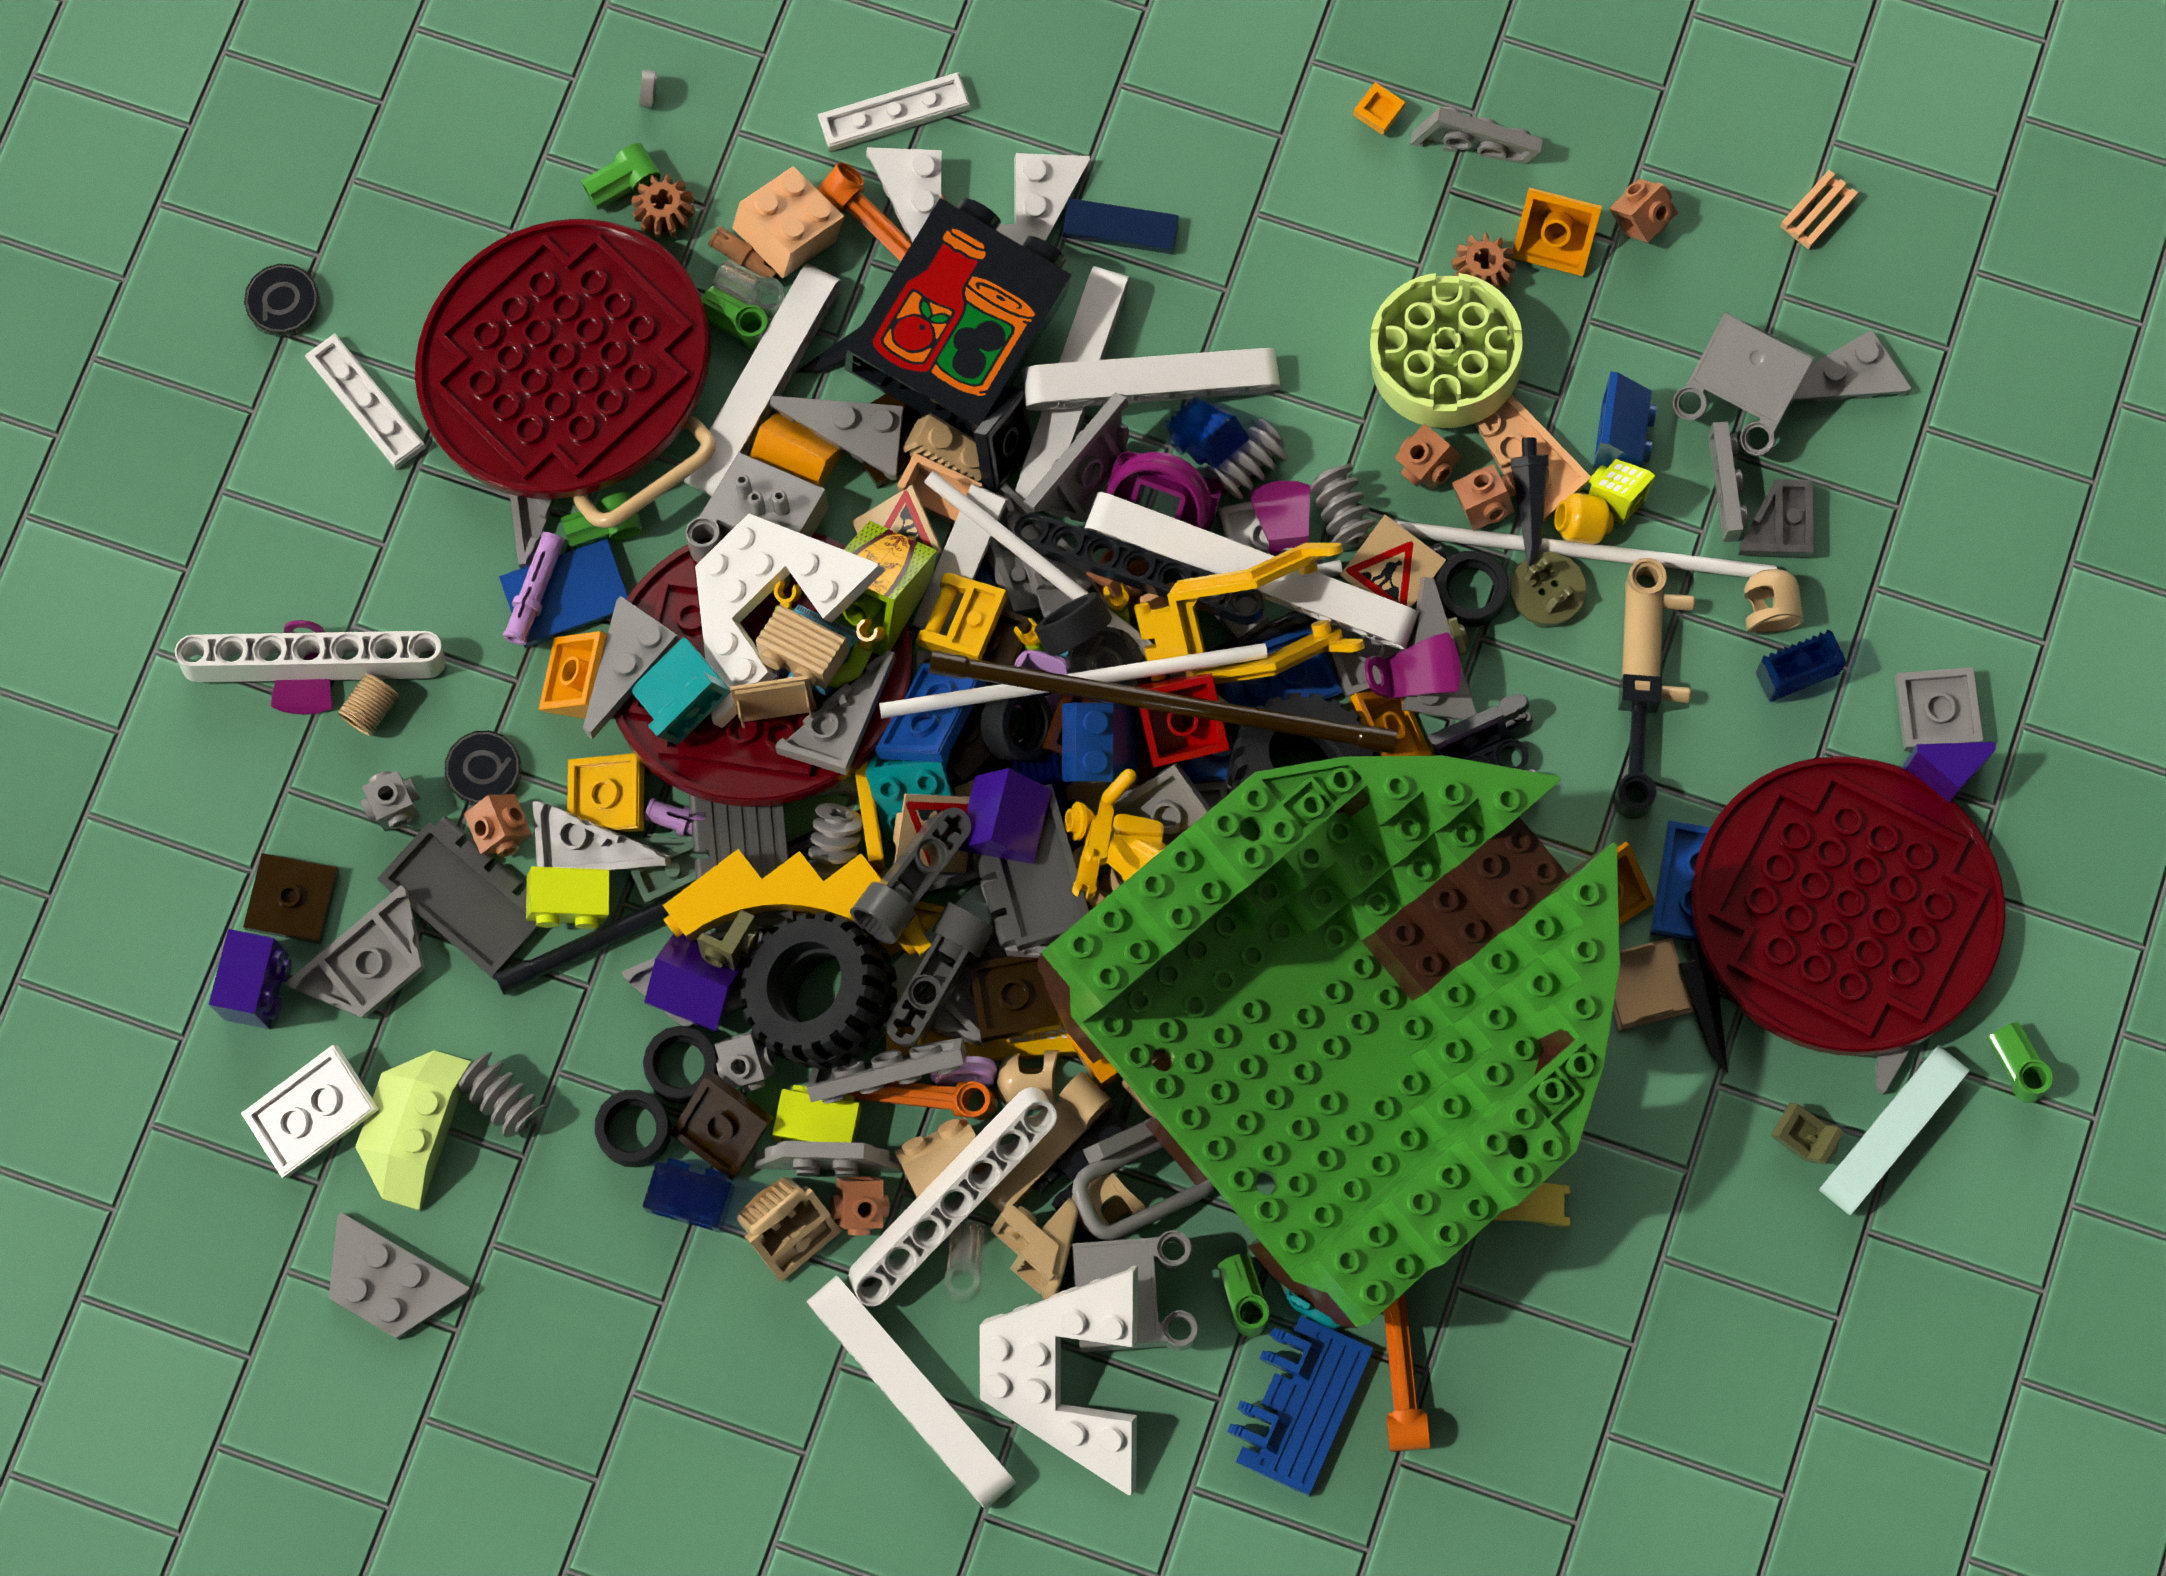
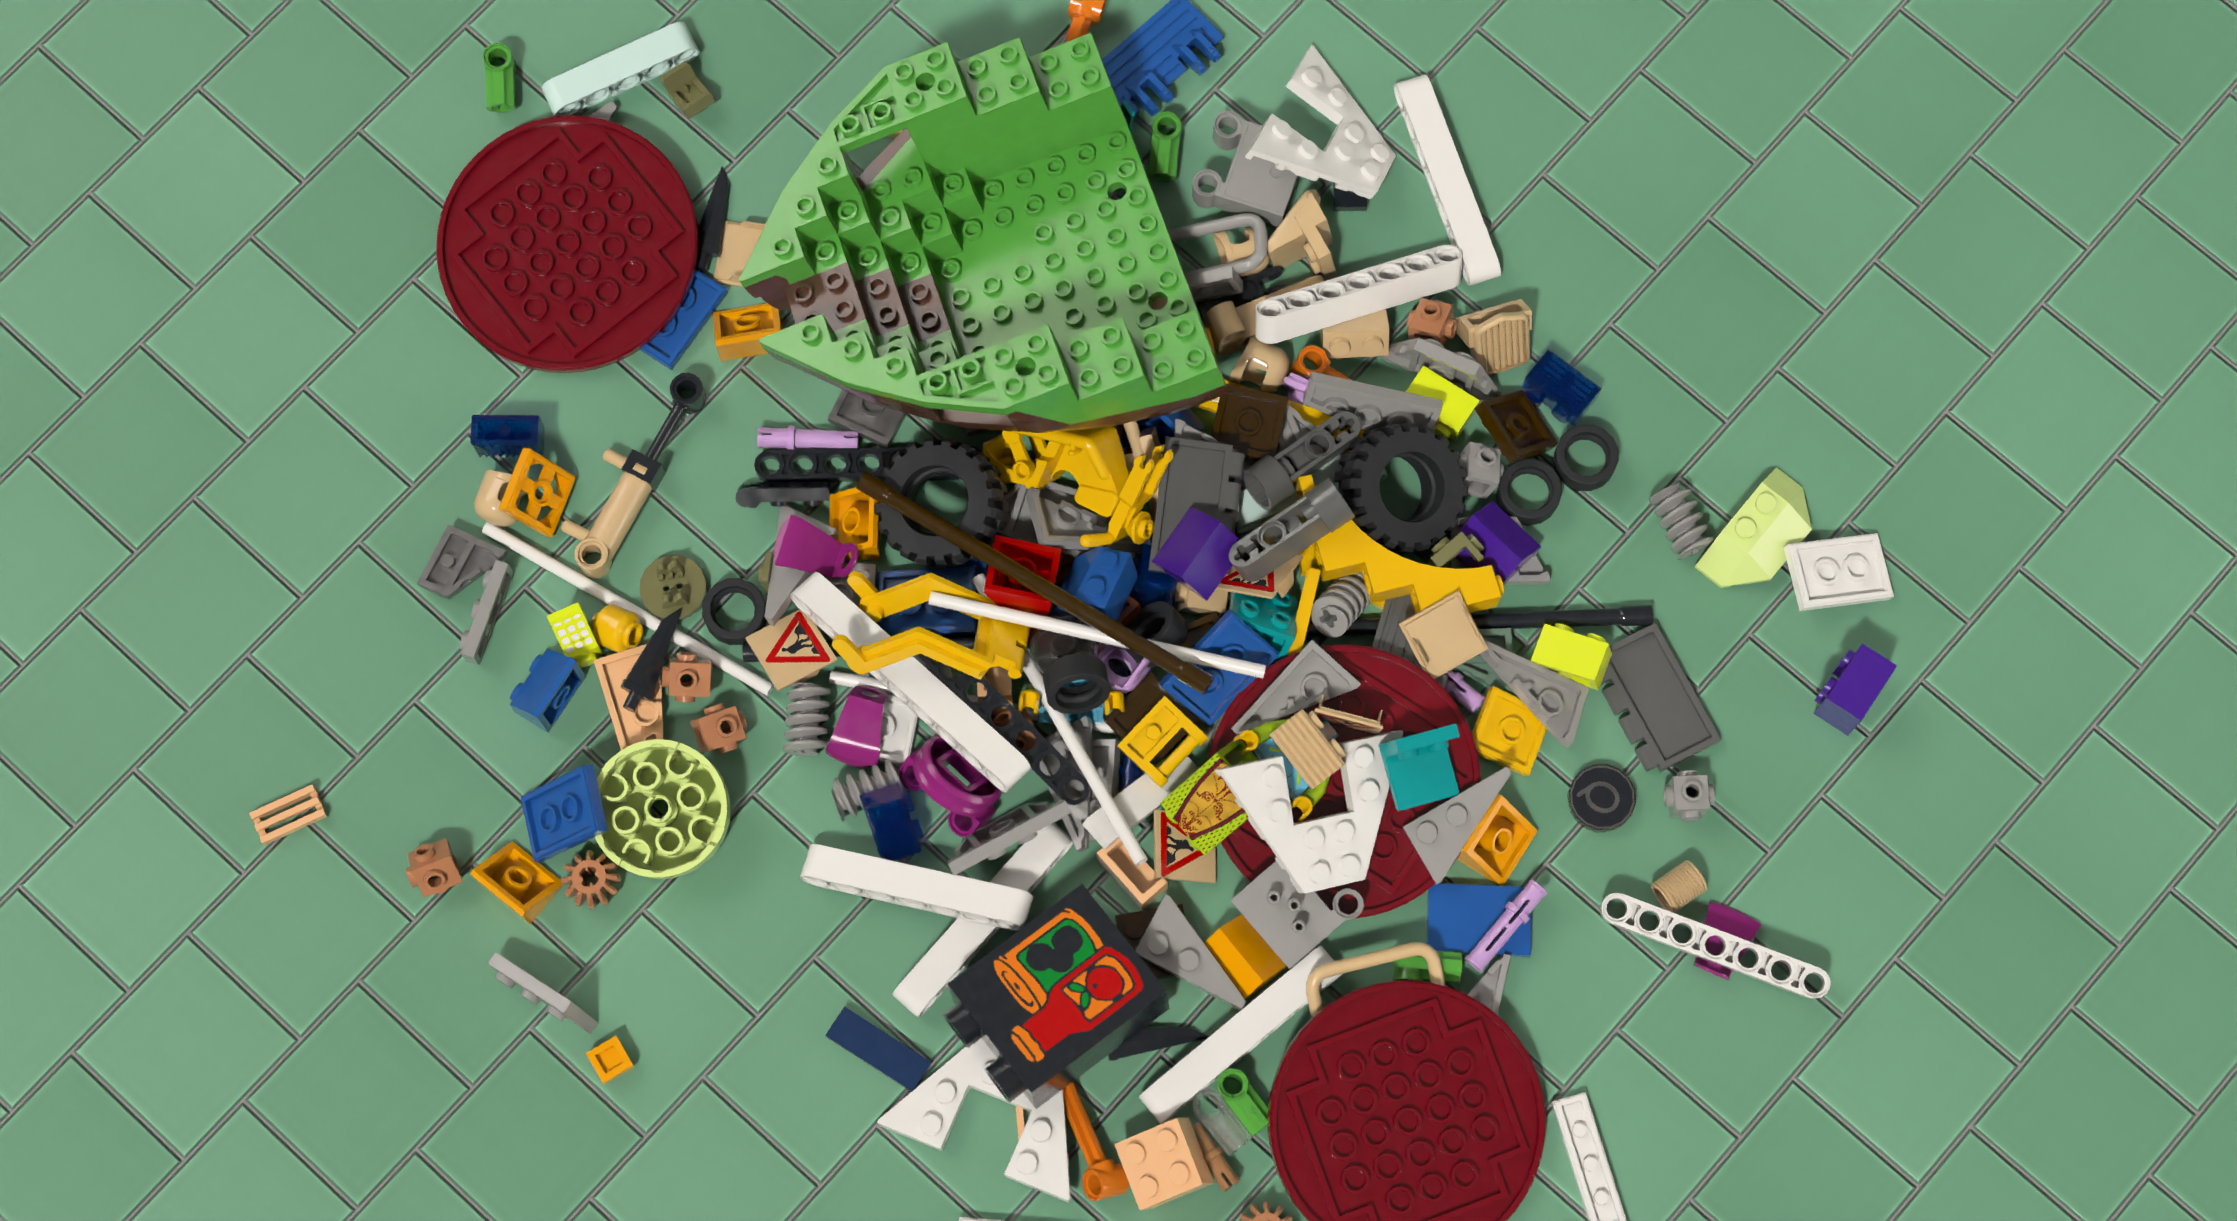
camera: 160 degrees left, 0 degrees up
(291, 898) = (1796, 755): dark brown plate -> none
(367, 960) = (1751, 675): light grey wing -> none
(386, 1281) = (1820, 423): light grey wing -> none
(498, 825) = (1607, 737): nougat brick -> none
(709, 841) = (1443, 635): none -> tan piece
(944, 445) = (1113, 897): tan brick -> none
(965, 1257) = (1366, 255): clear piece -> none
(1003, 439) = (1063, 880): black tile -> none
(1540, 305) = (564, 813): none -> blue tile
(1714, 622) = (519, 481): none -> light orange piece
(1750, 372) = (422, 681): light grey piece -> none
(1853, 370) = (336, 665): light grey wing -> none
(1938, 707) = (416, 364): light grey plate -> none
(1948, 765) = (431, 305): dark purple slope -> none

